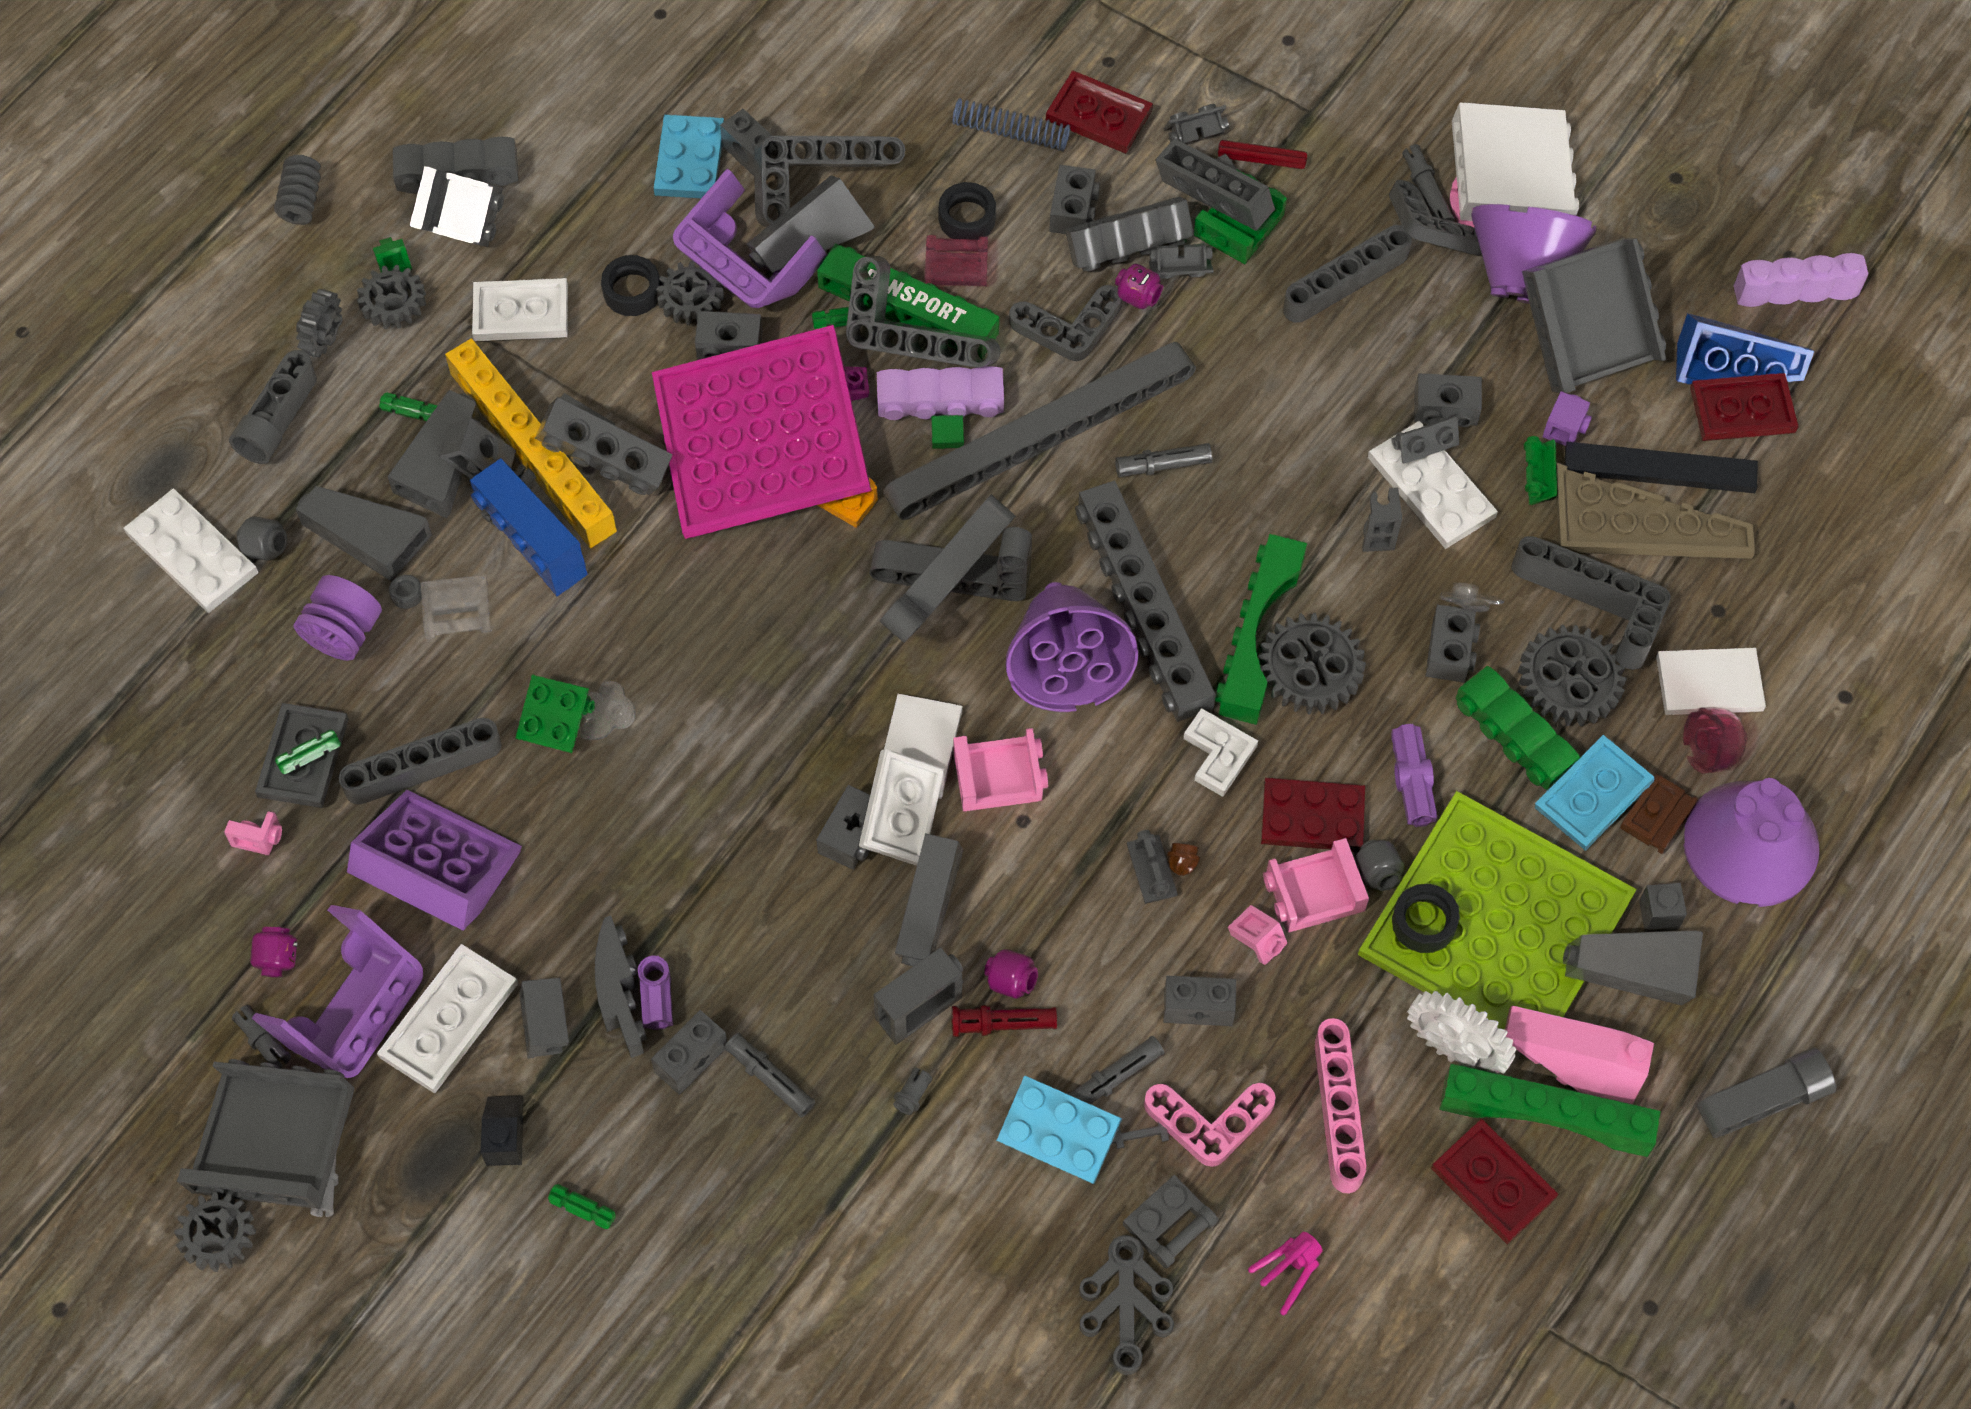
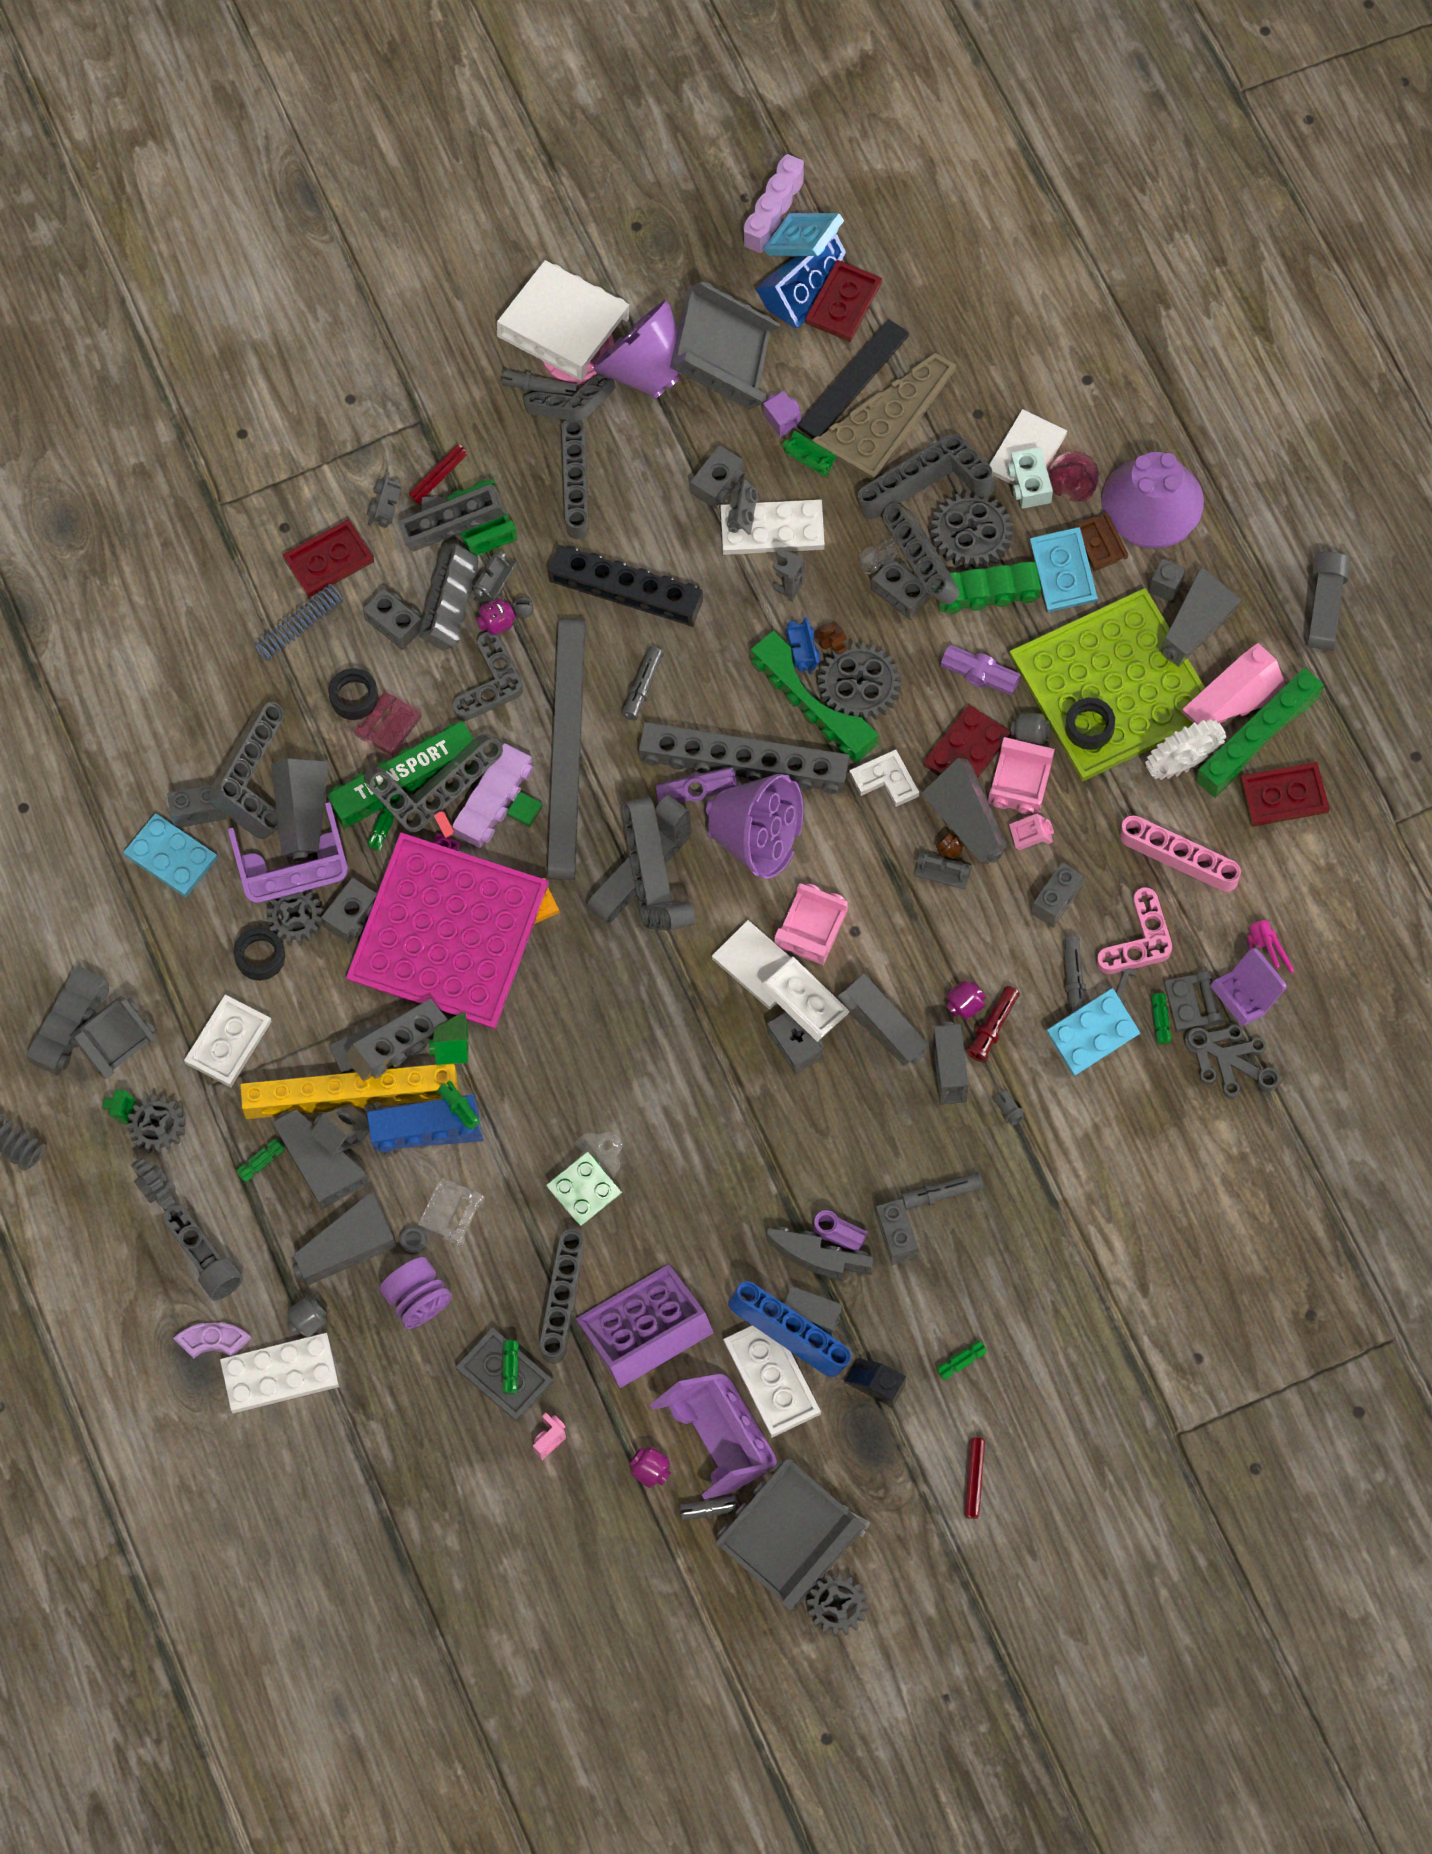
camera: 55 degrees left, 5 degrees up
(196, 469) = (212, 1337): none -> lavender tile
(448, 1298) = (974, 1478): none -> dark red axle
(496, 1015) = (776, 1328): none -> blue beam
(553, 532) = (458, 1105): none -> green axle
(637, 498) = (451, 1041): none -> green slope
(874, 363) = (444, 824): none -> coral tile
(1065, 562) = (712, 784): none -> medium lavender piece
(1126, 1197) = (1161, 1018): none -> green axle
(1167, 311) = (522, 611): none -> dark grey hinge
(1219, 1272) = (1249, 988): none -> medium lavender bracket
(1233, 849) = (966, 810): none -> dark grey slope
(1275, 452) = (634, 596): none -> black brick
(1323, 575) = (805, 655): none -> blue hinge
(1343, 604) = (830, 636): none -> reddish brown plate
(1500, 635) = (920, 554): none -> dark grey beam
(1679, 698) = (1034, 477): none -> light aqua brick
(1784, 322) = (803, 234): none -> medium azure plate

